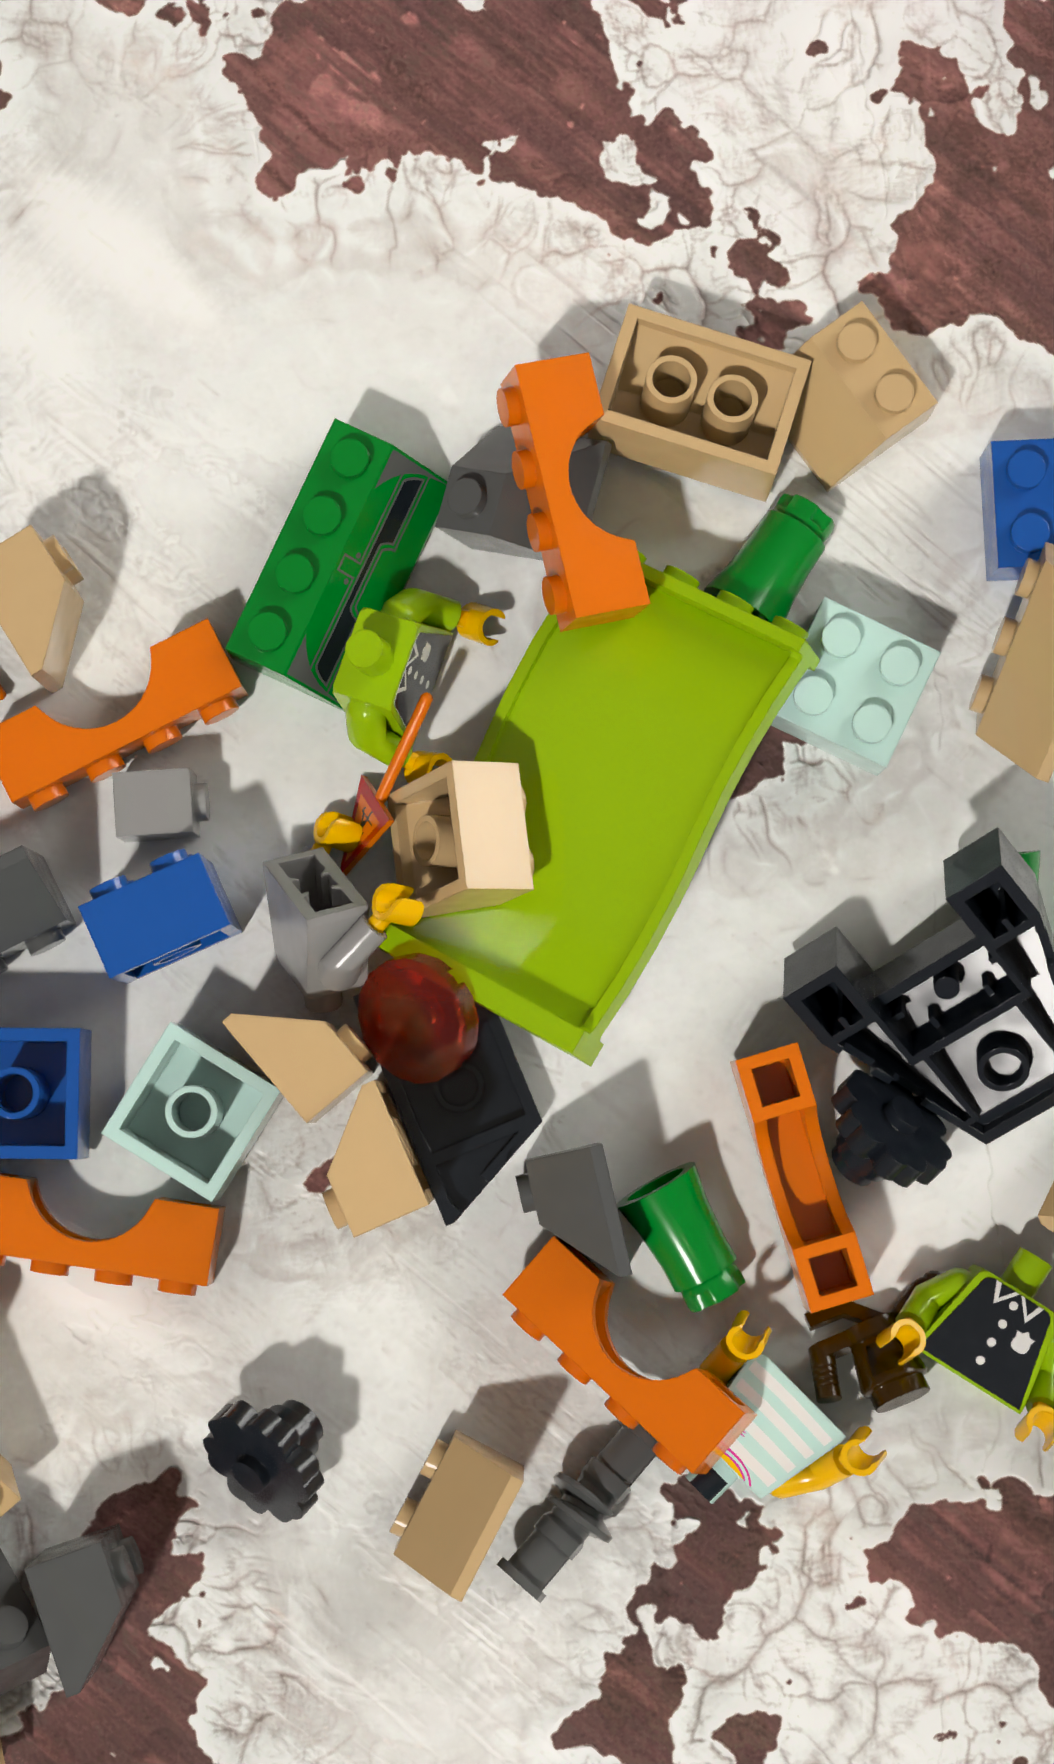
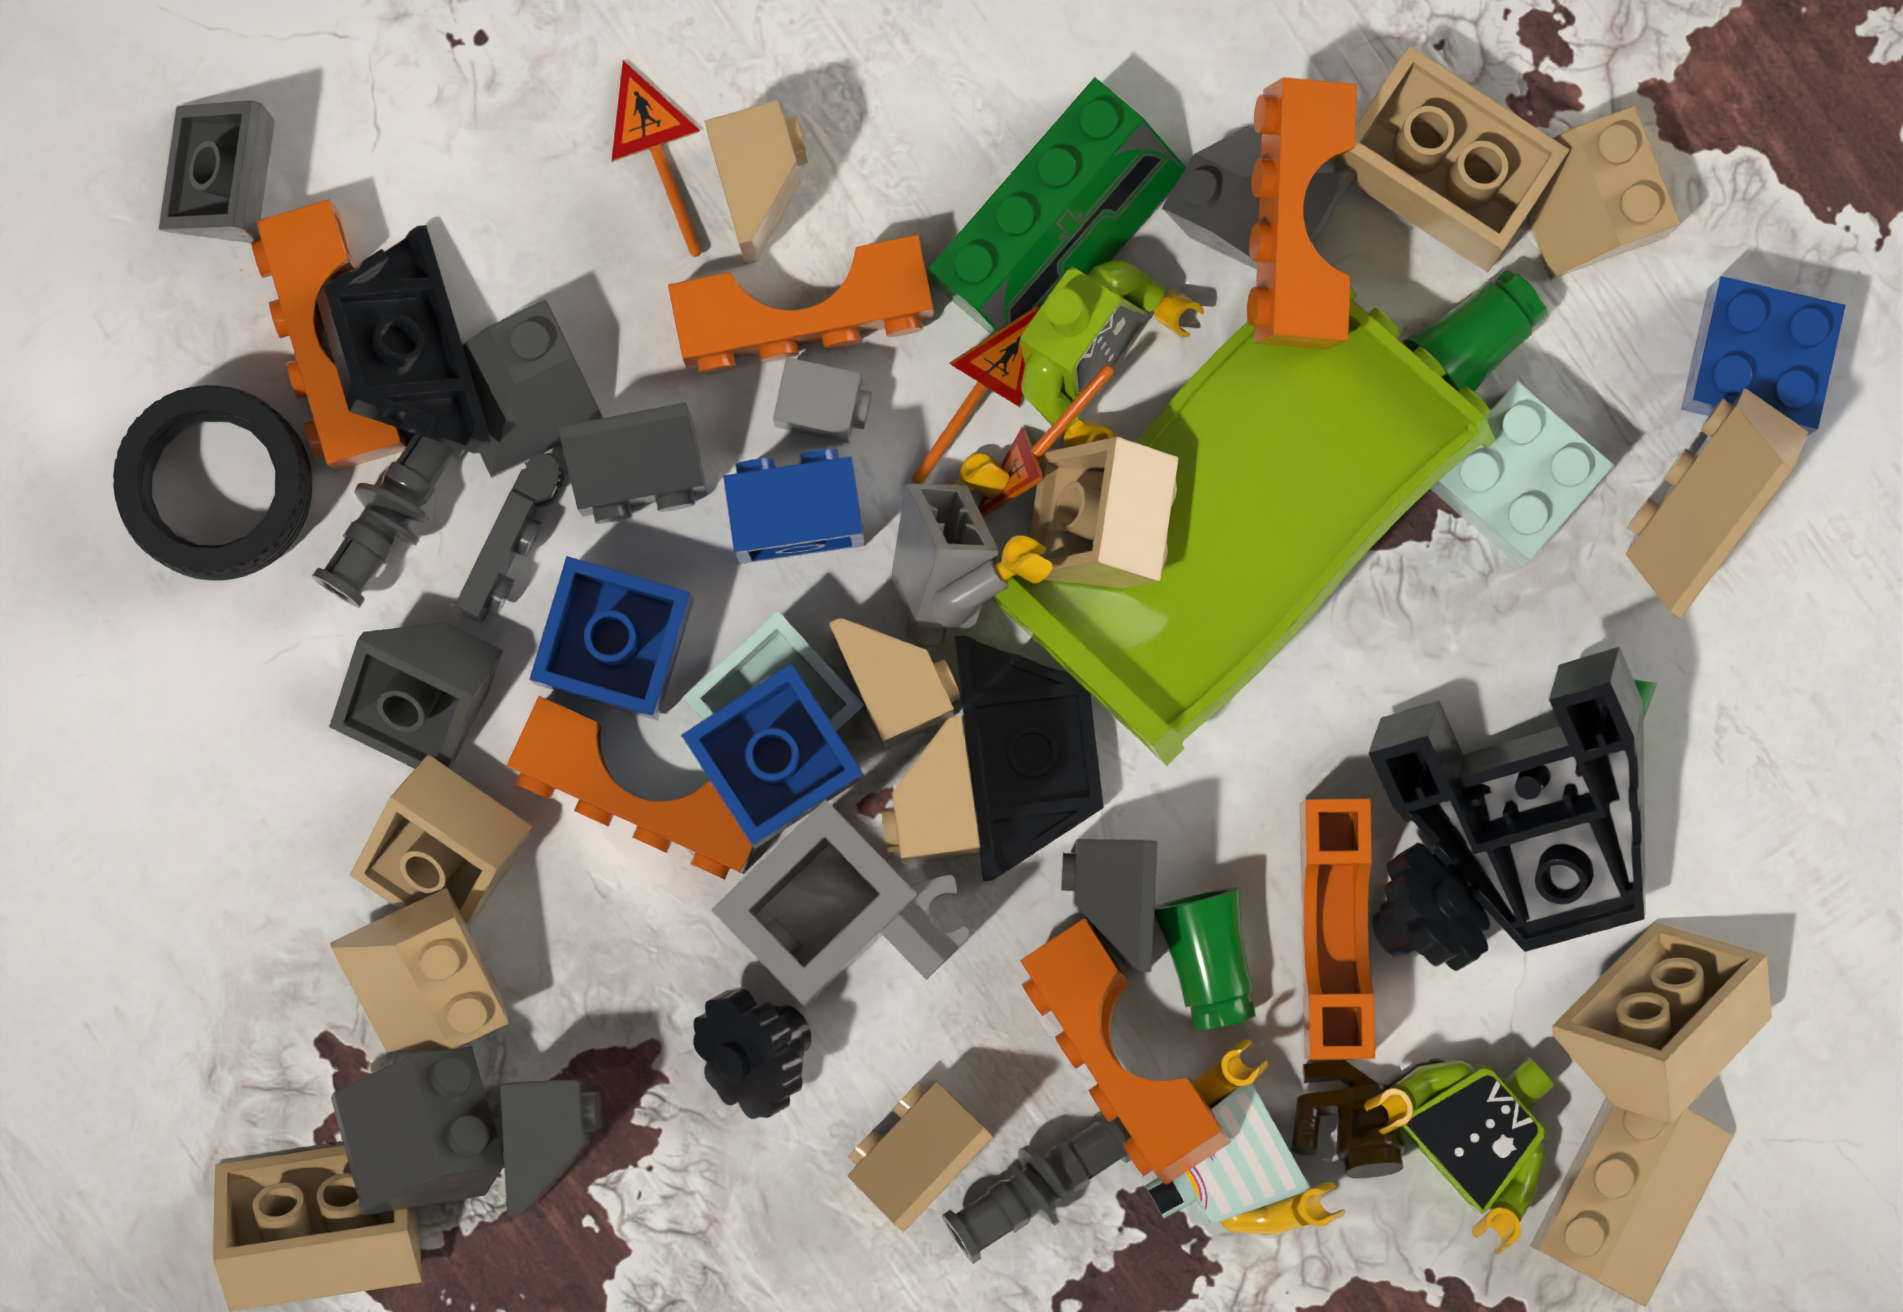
camera: 15 degrees right, 0 degrees up
(201, 1169) = (772, 755): none -> blue brick
(318, 724) = (995, 365): none -> piece
(369, 1289) = (896, 913): none -> light grey piece
(417, 1018) = (1013, 673): clear red tile -> none

